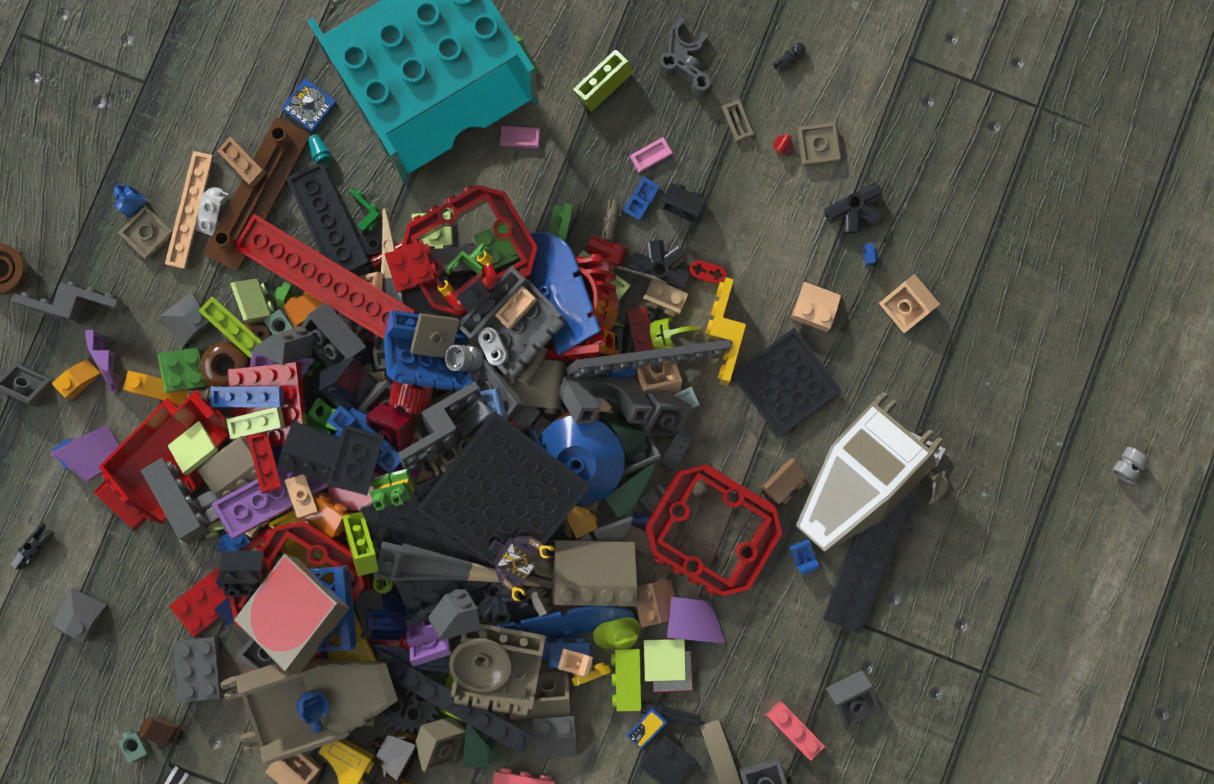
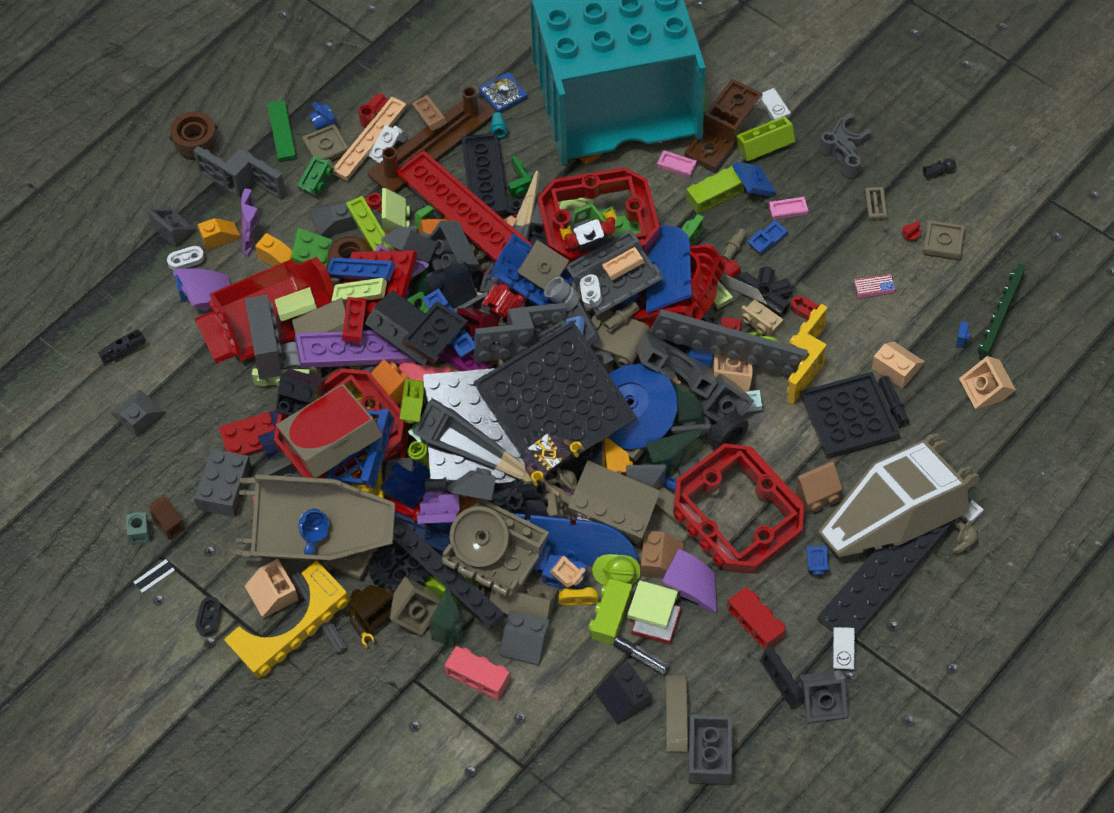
camera: 25 degrees right, 25 degrees down
(55, 420) = (185, 257): none -> white plate
(92, 229) = (281, 131): none -> green tile
(151, 277) = (315, 175): none -> green bracket
(178, 172) = (371, 109): none -> red piece
(220, 281) = (374, 197): none -> red plate
(300, 496) = (374, 355): light nougat plate -> none
(392, 489) = (458, 364): bright green hips -> none
(411, 266) = (543, 208): red plate -> none
(555, 78) = (722, 124): none -> reddish brown bracket
(570, 159) = (714, 190): none -> lime brick
(597, 30) = (774, 105): none -> white tile
(607, 135) = (754, 179): none -> blue plate
(646, 728) = (613, 657): slope -> none
(683, 202) = (802, 248): black slope -> none
(765, 222) = (874, 286): none -> tile
(767, 639) = (756, 618): none -> red brick
(795, 730) = (756, 703): coral brick -> none
(810, 694) = (782, 678): none -> black plate
(824, 352) = (897, 407): none -> black axle
(854, 216) = (956, 300): black piece -> none
(857, 644) = (843, 648): none -> white tile
(899, 223) = (1003, 305): none -> dark green plate

